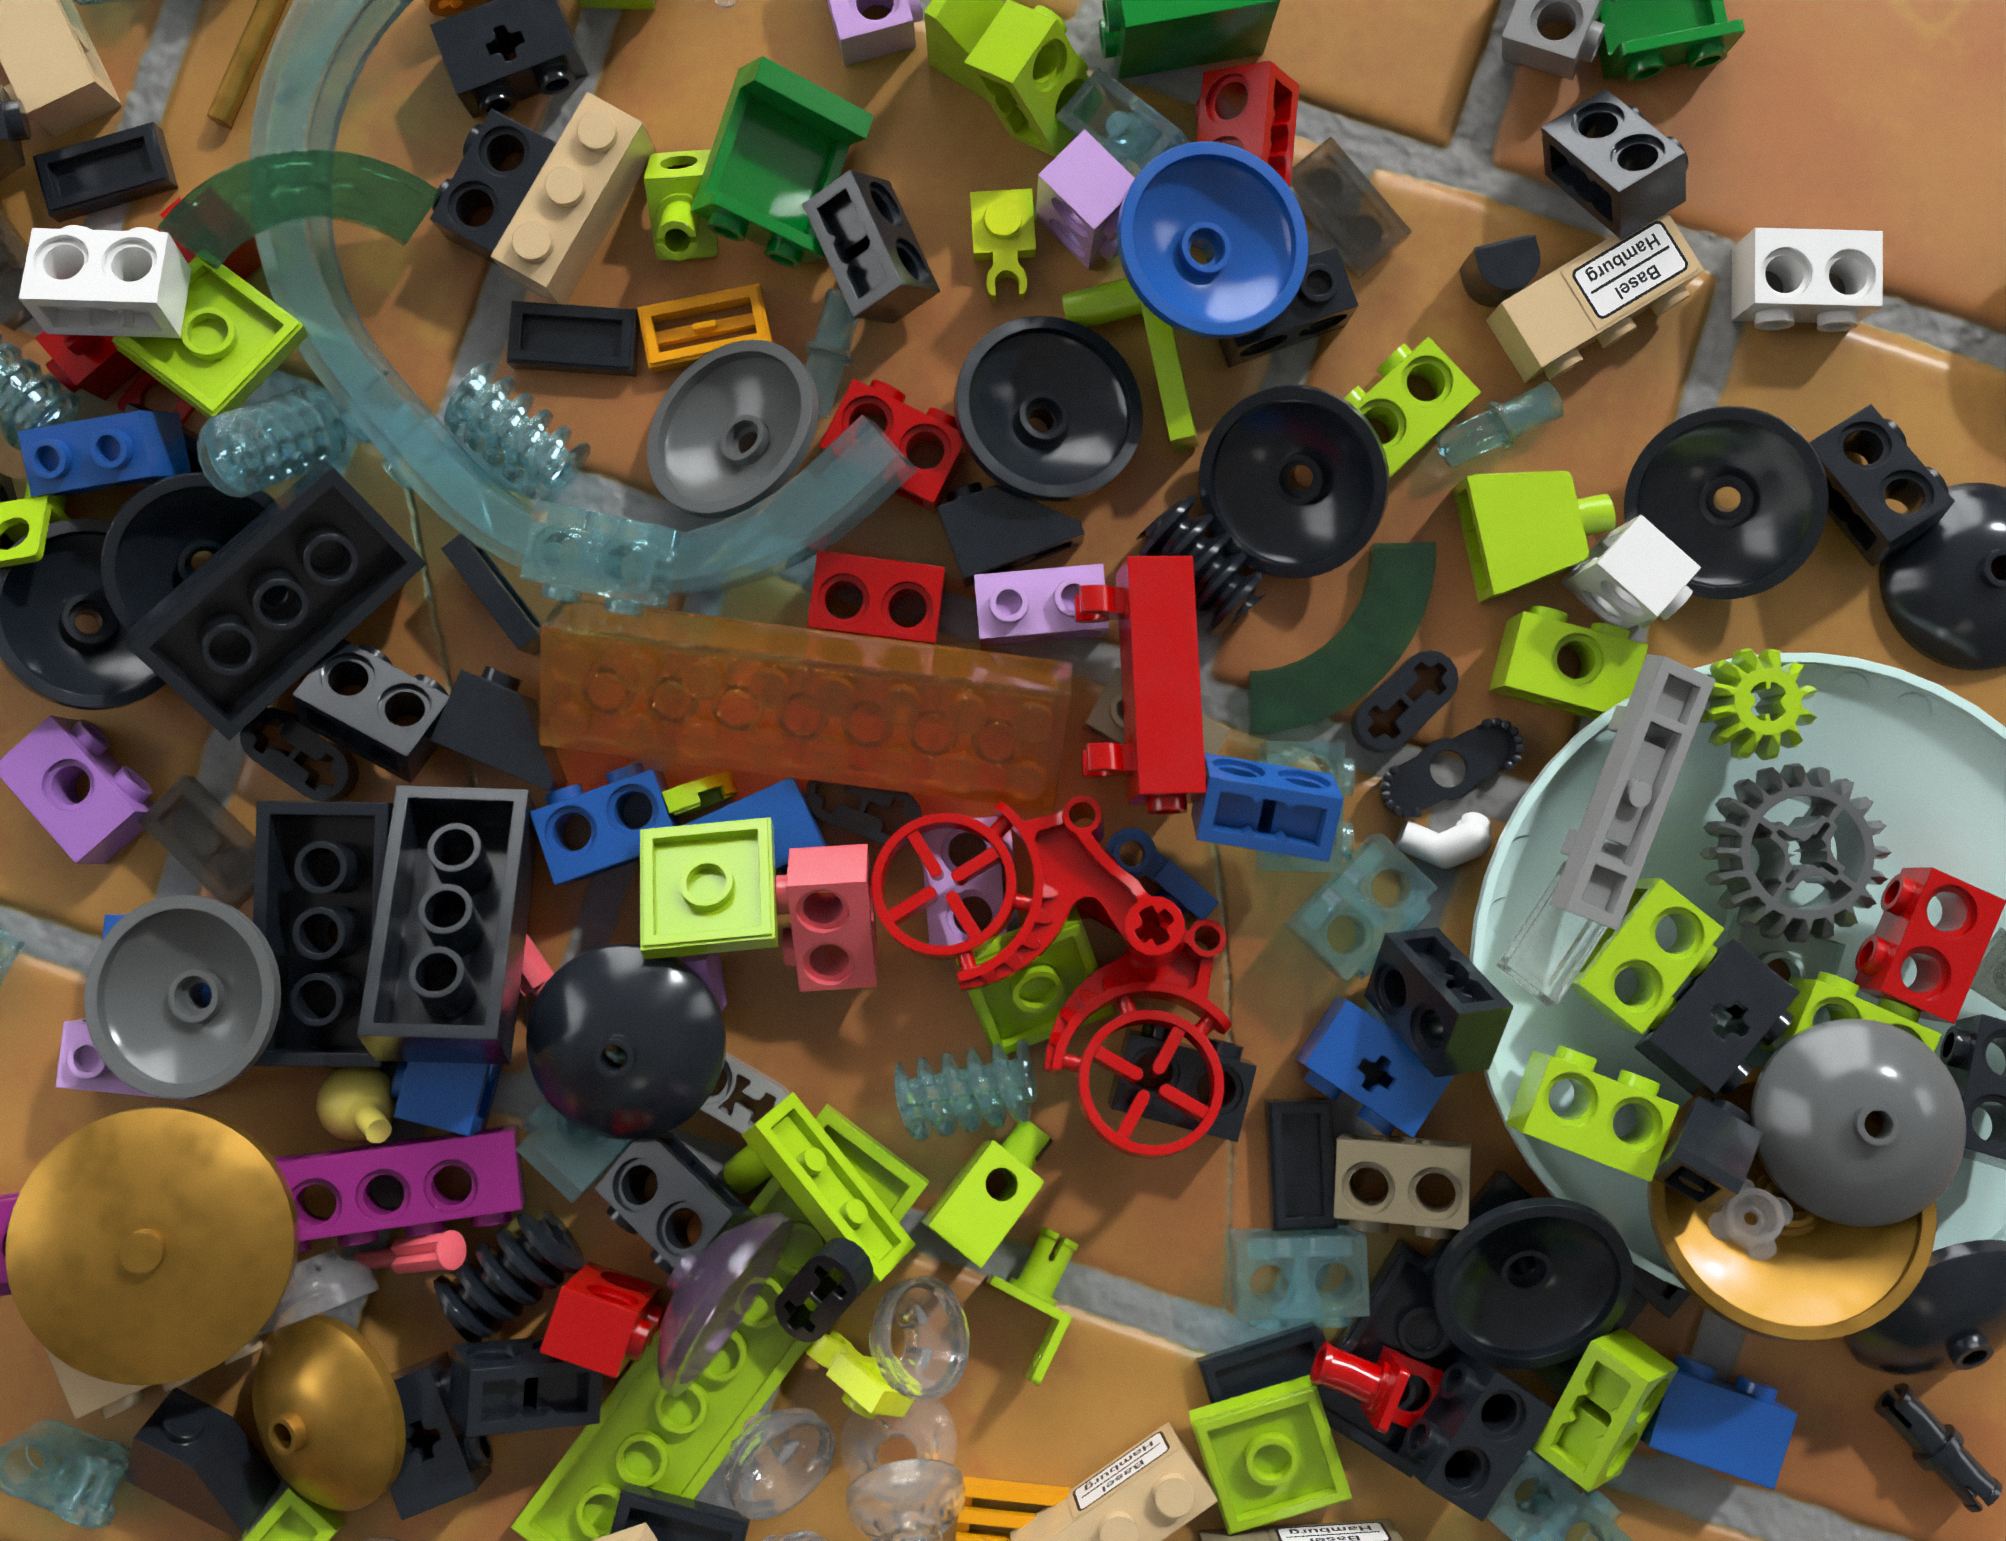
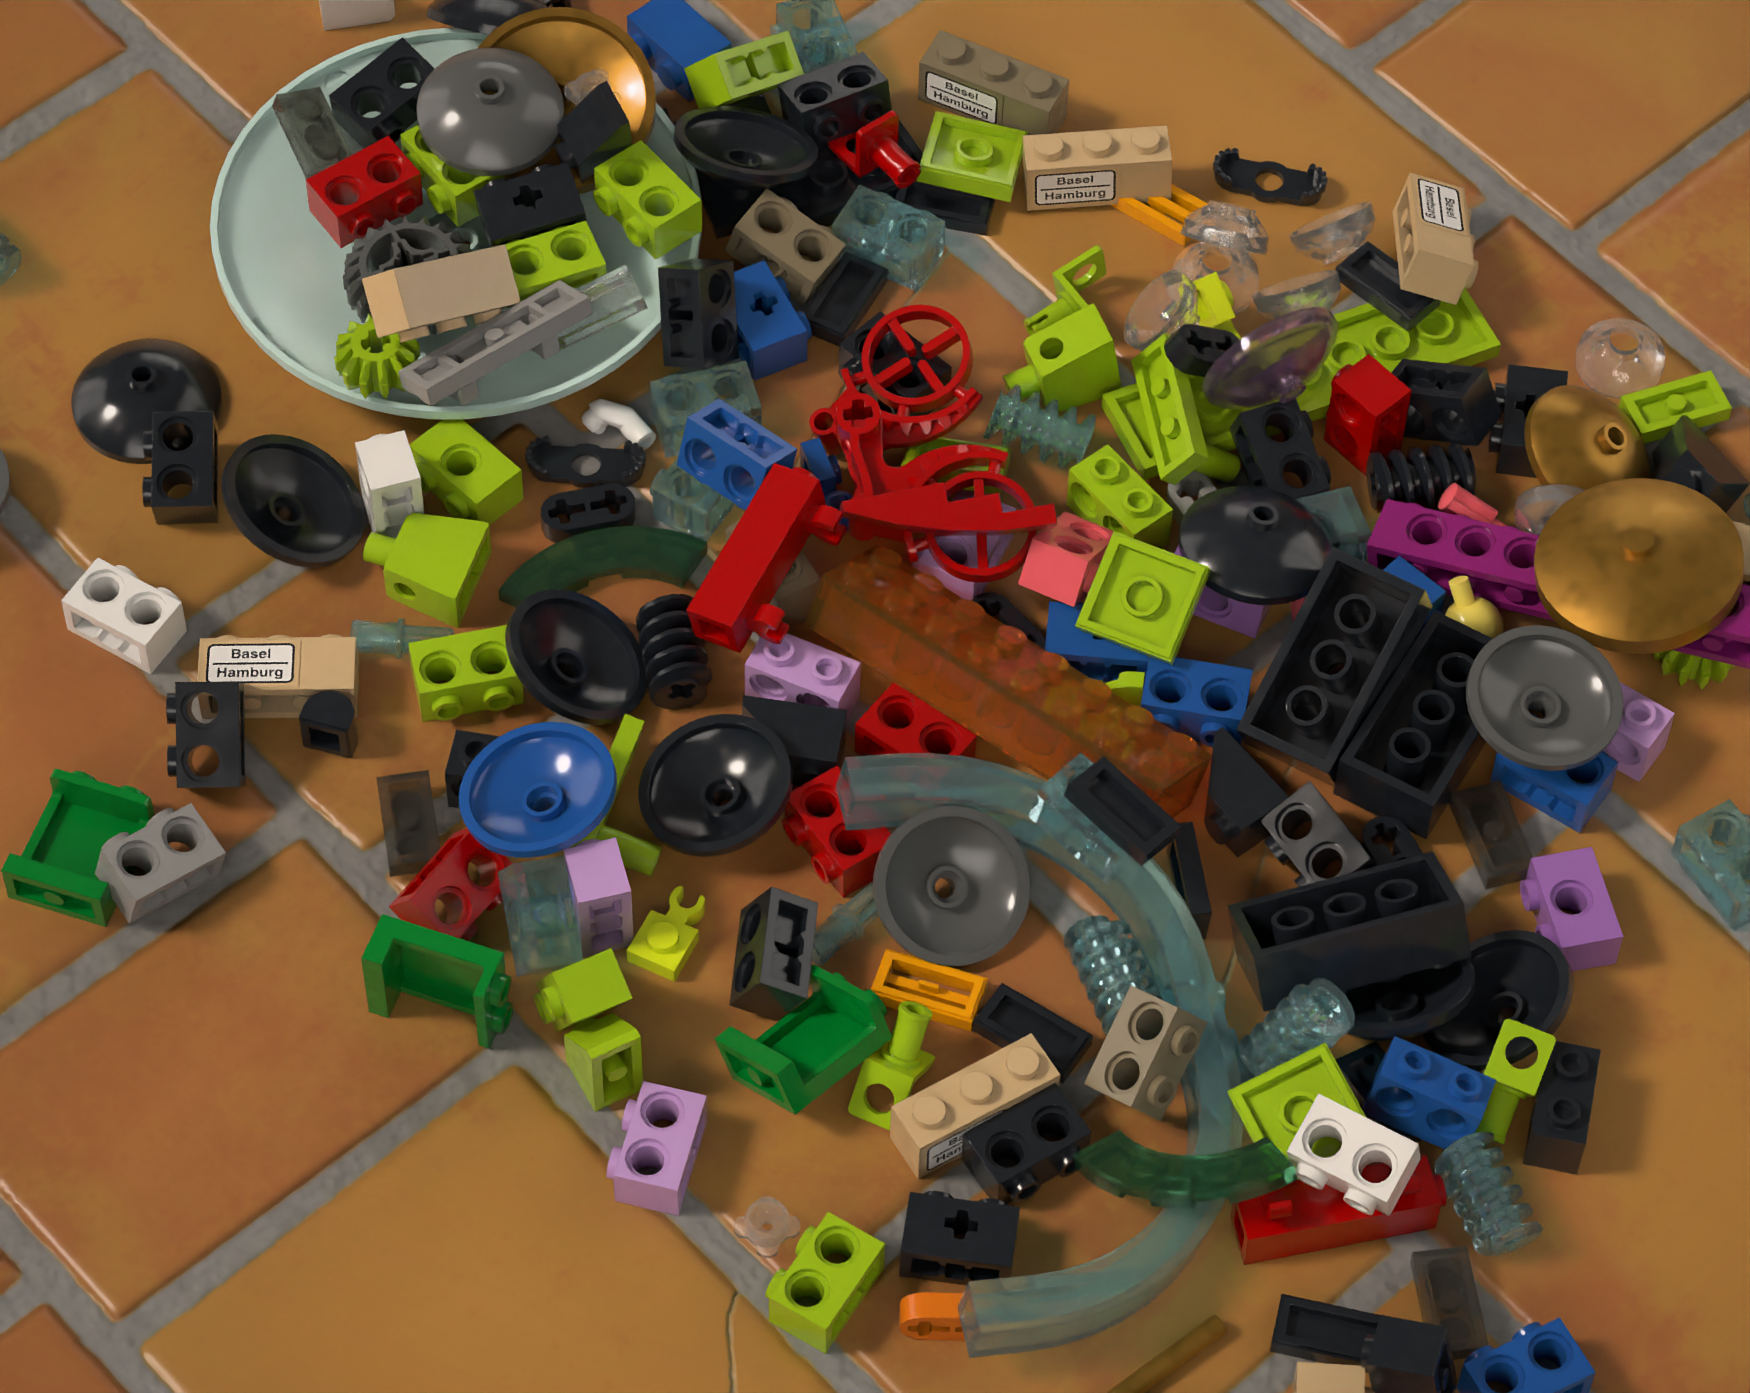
camera: 150 degrees left, 30 degrees down
(417, 335) = (1146, 1053): none -> dark tan brick
(556, 550) = (1122, 811): none -> black tile
(824, 1037) = (1117, 498): none -> lime brick
(993, 834) = (928, 511): none -> red slope
(1737, 800) = (441, 293): none -> tan brick

